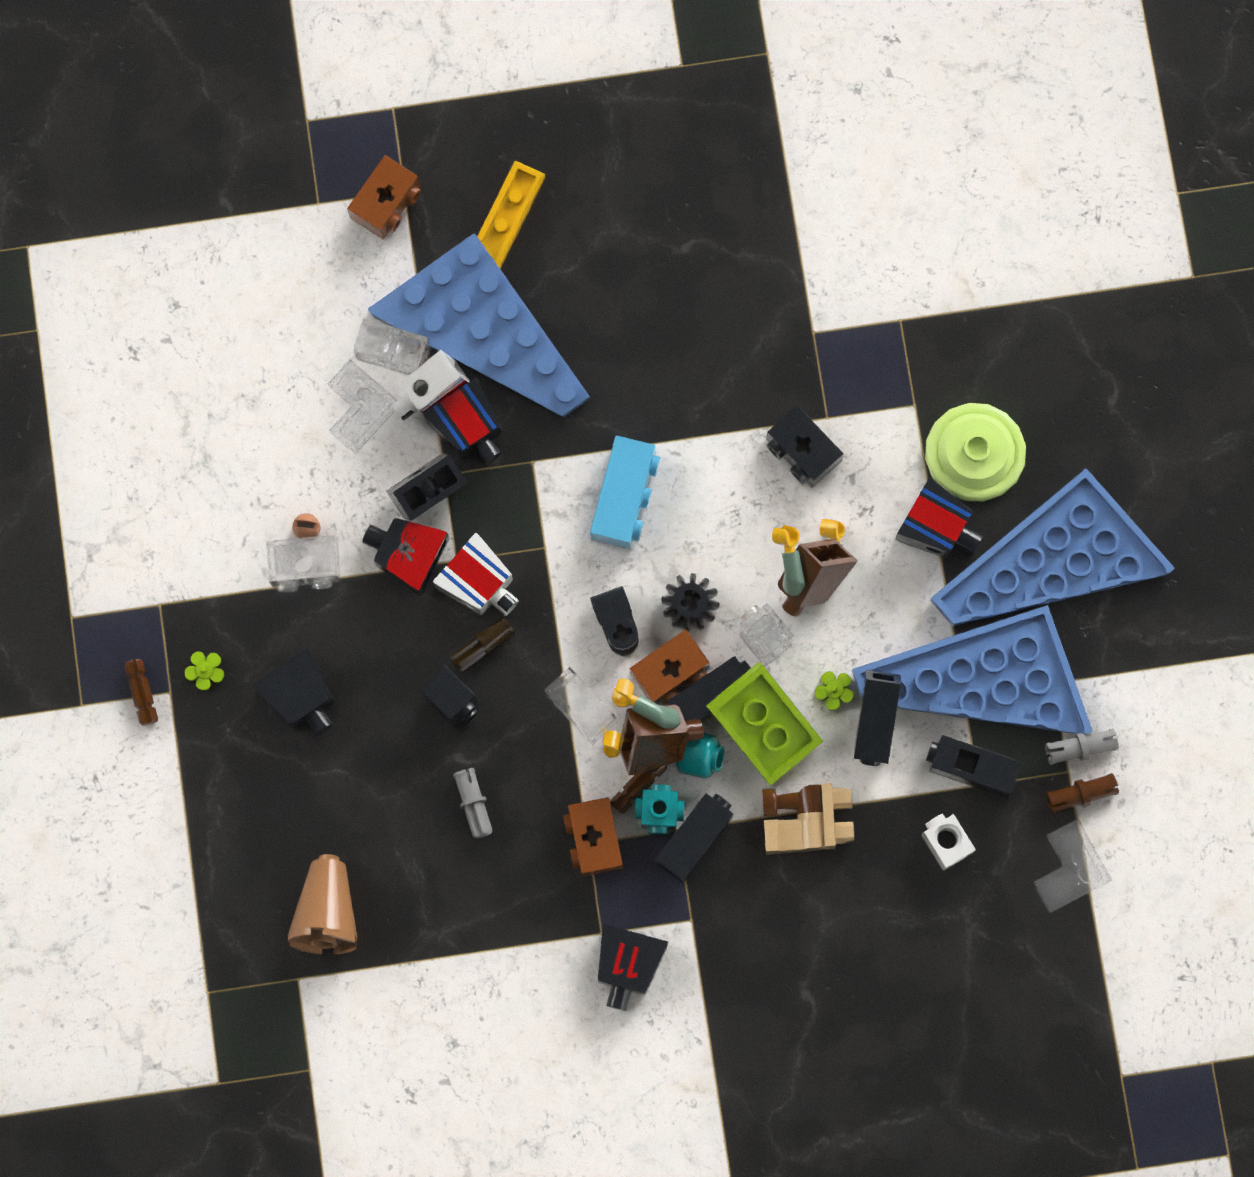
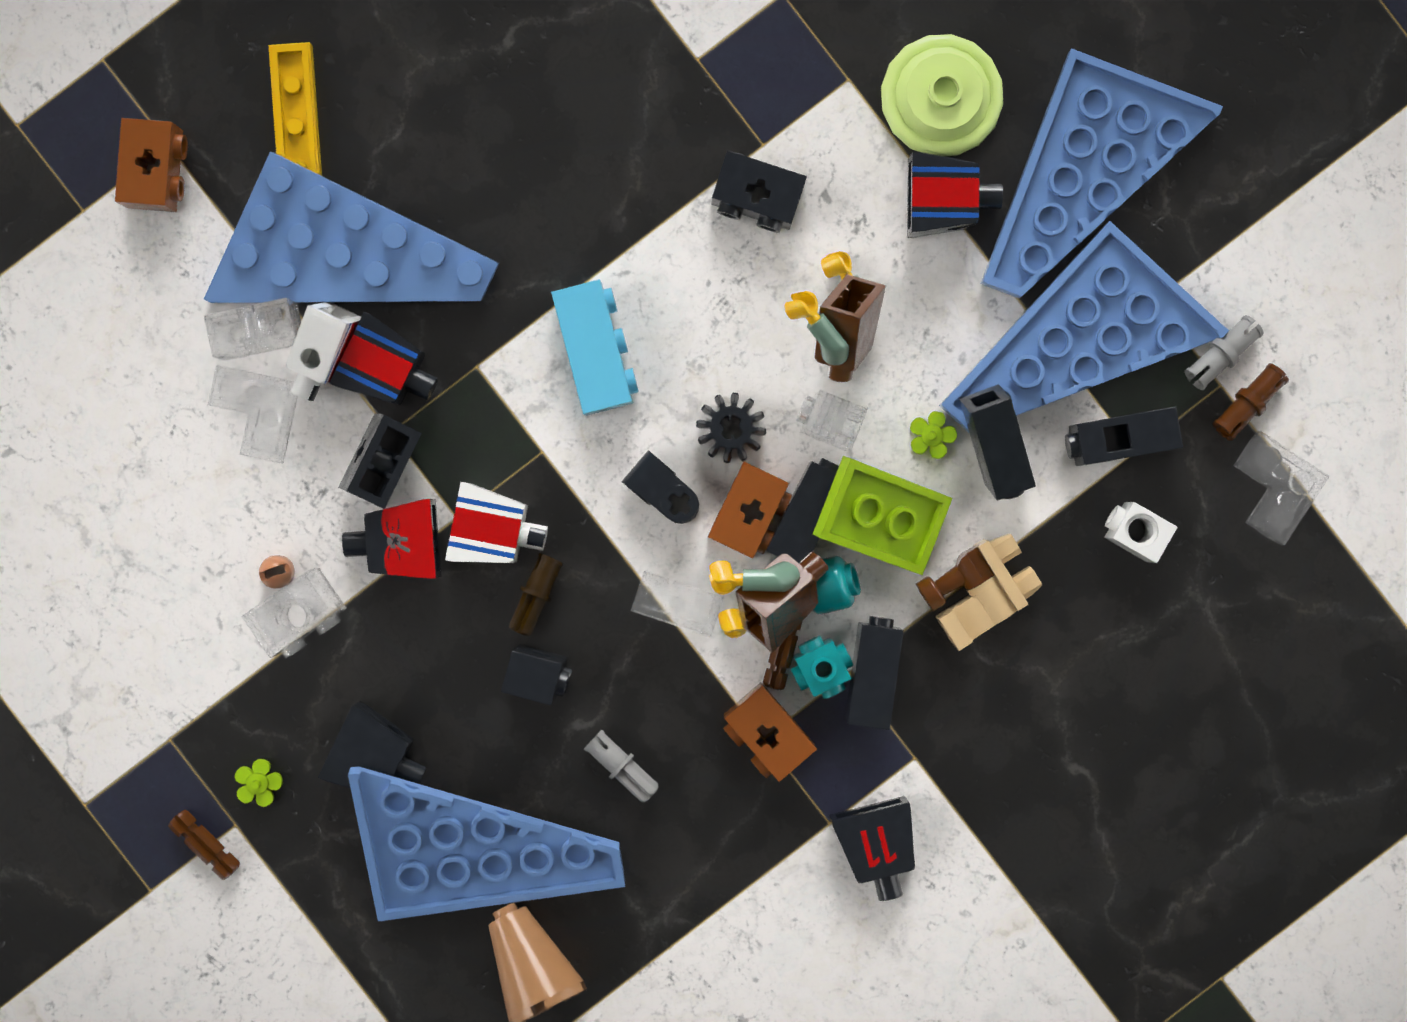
camera: 35 degrees left, 10 degrees up
(322, 799) = (456, 853): none -> medium blue wing

